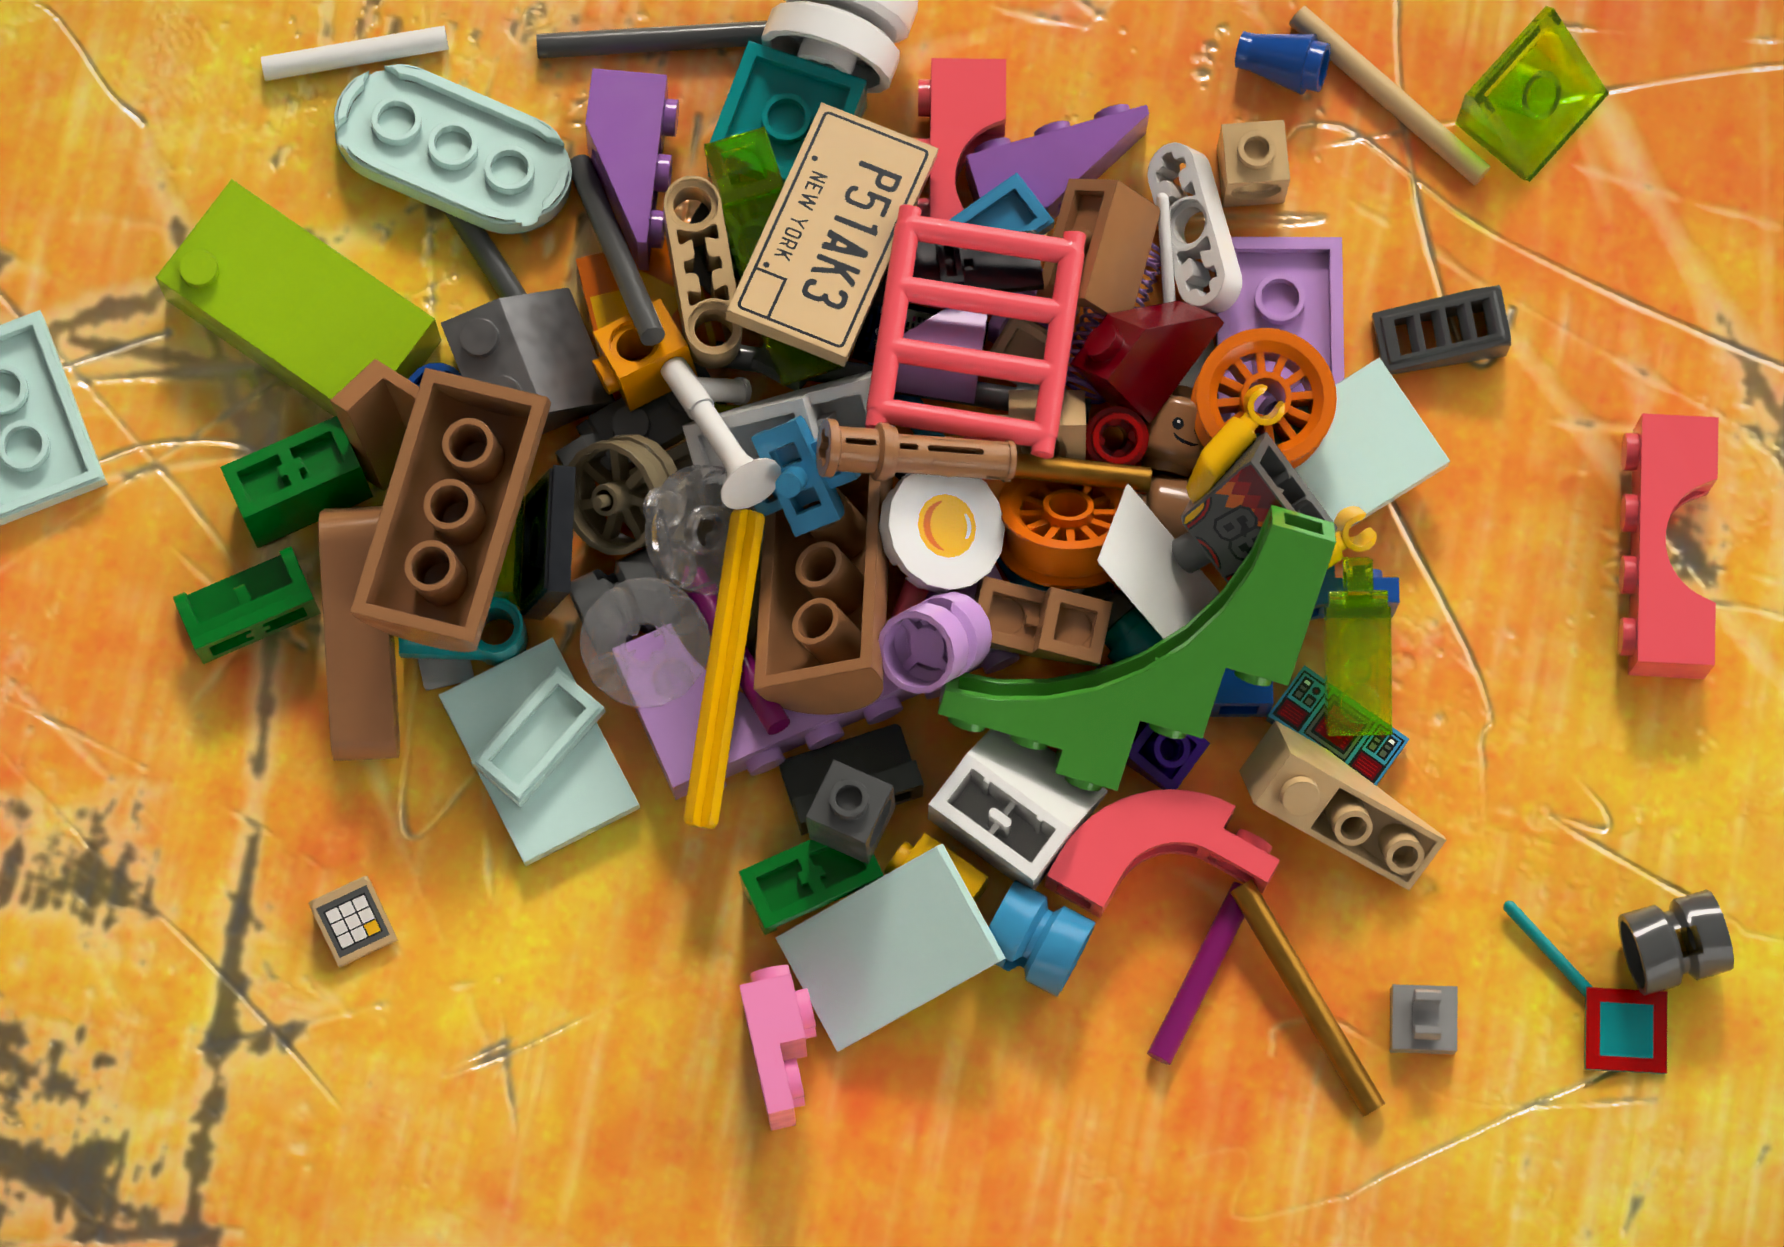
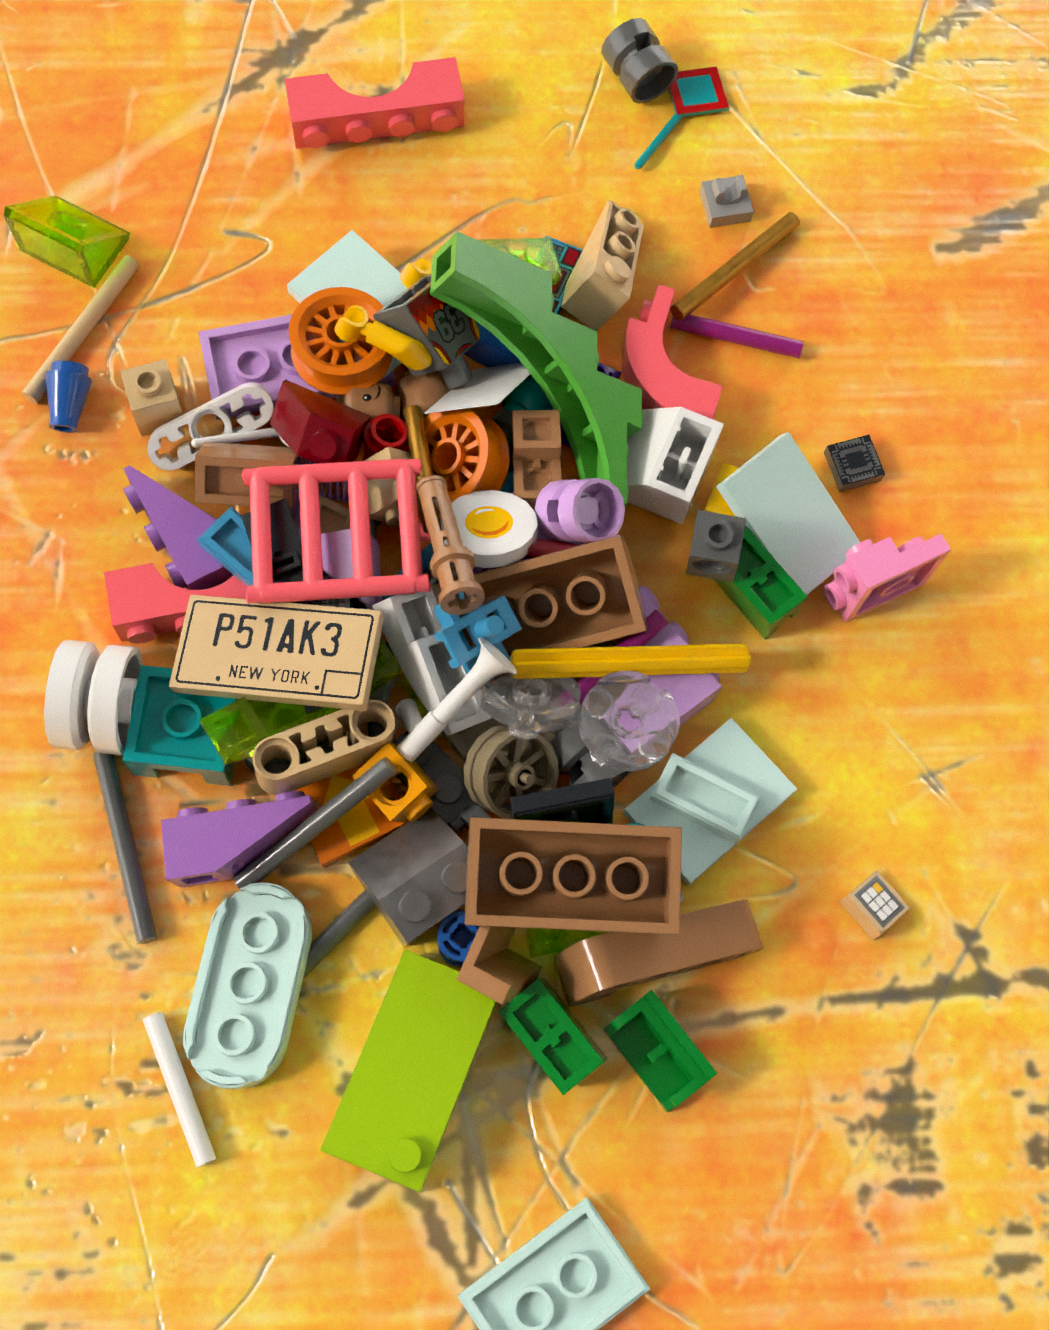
camera: 110 degrees left, 5 degrees down
(876, 753) = (662, 569): pearl dark grey panel -> none
(966, 1081) = (854, 463): none -> tile
(1038, 938) = (752, 422): dark azure wheel -> none
(1461, 304) = (242, 236): dark grey slope -> none

